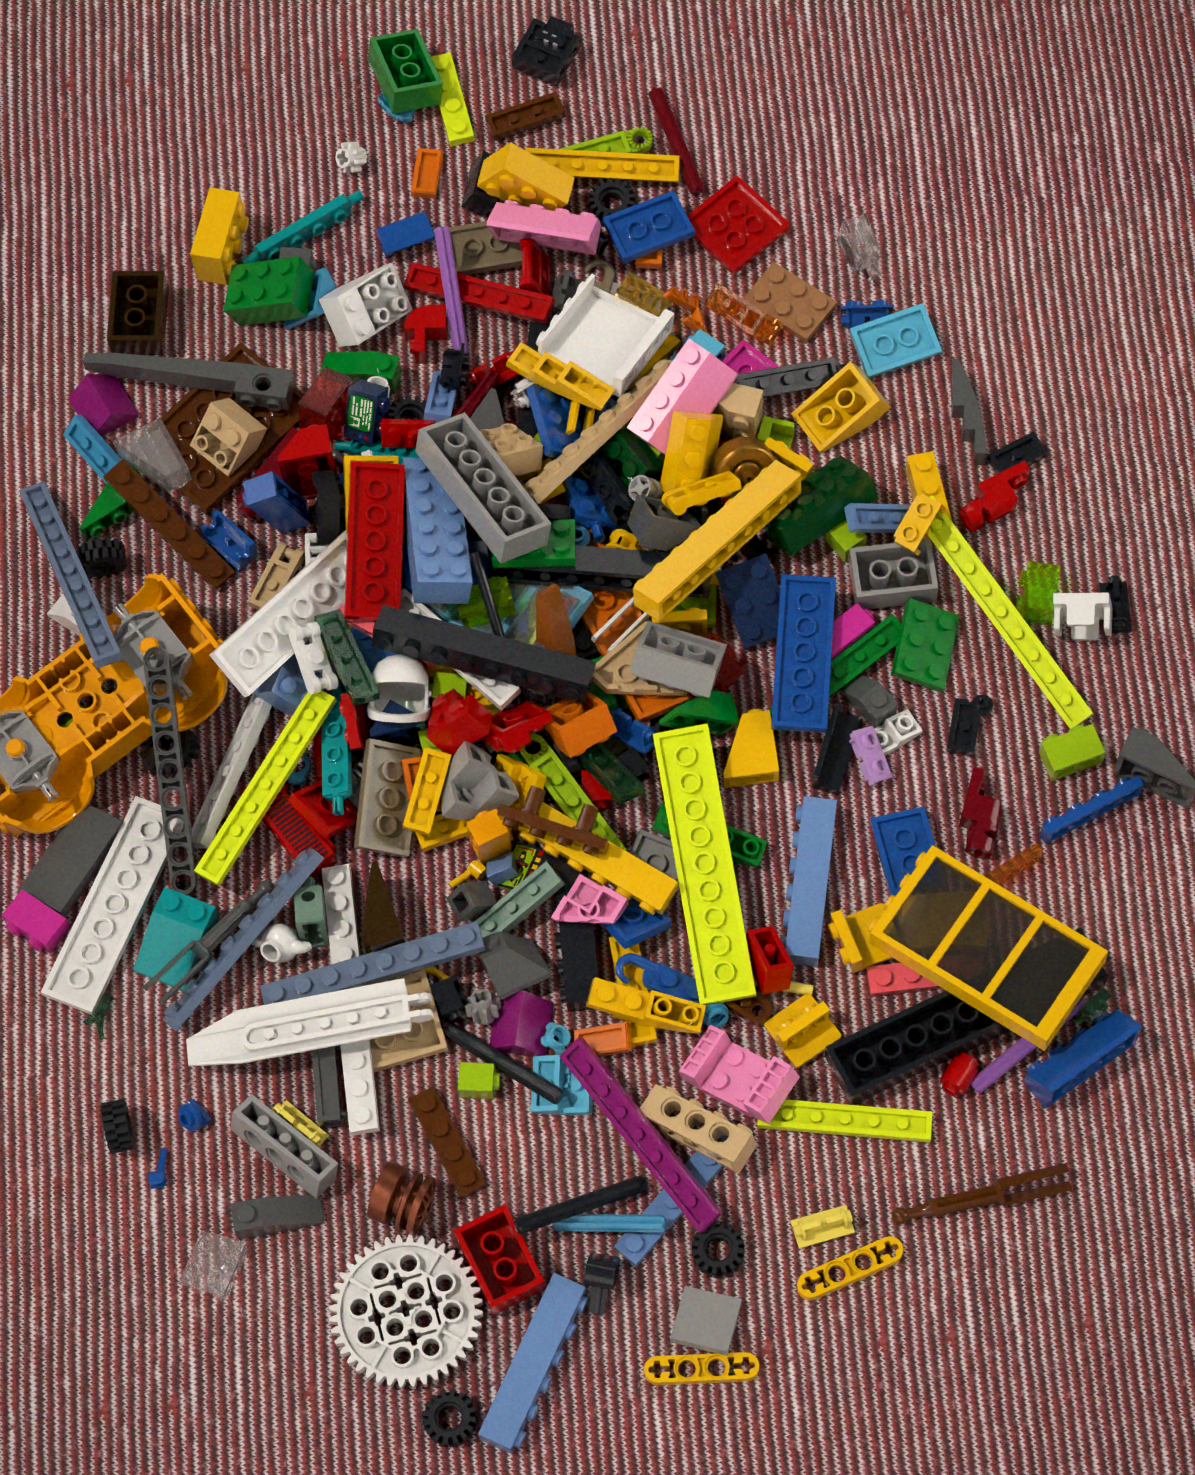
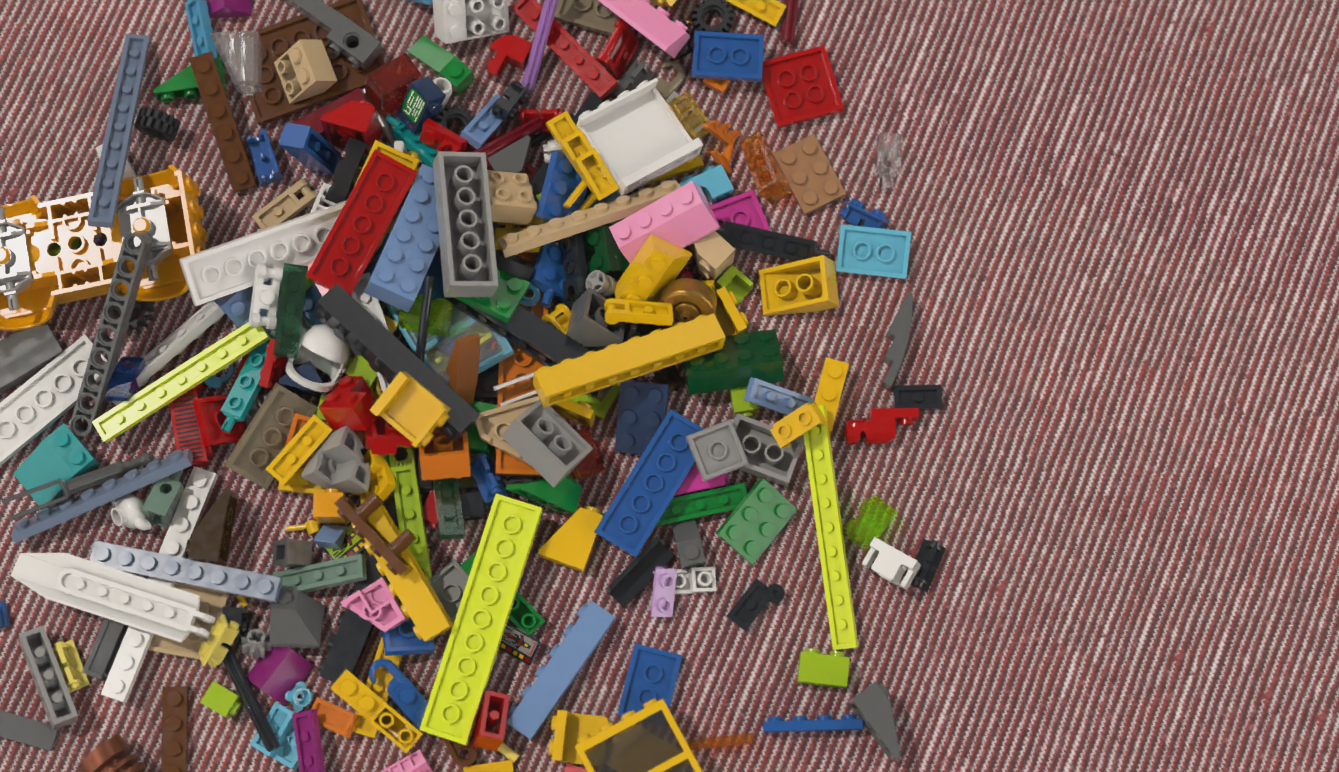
camera: 20 degrees right, 10 degrees up
(205, 814) = (123, 380): none -> clear blue slope
(443, 1033) = (212, 649): none -> light yellow hinge
(527, 685) = (411, 409): none -> yellow panel
(716, 1015) = (429, 742): dark azure plate -> none
(755, 876) = (519, 644): none -> piece
(850, 589) = (717, 450): none -> light grey tile
(980, 816) = (723, 686): dark red plate -> none

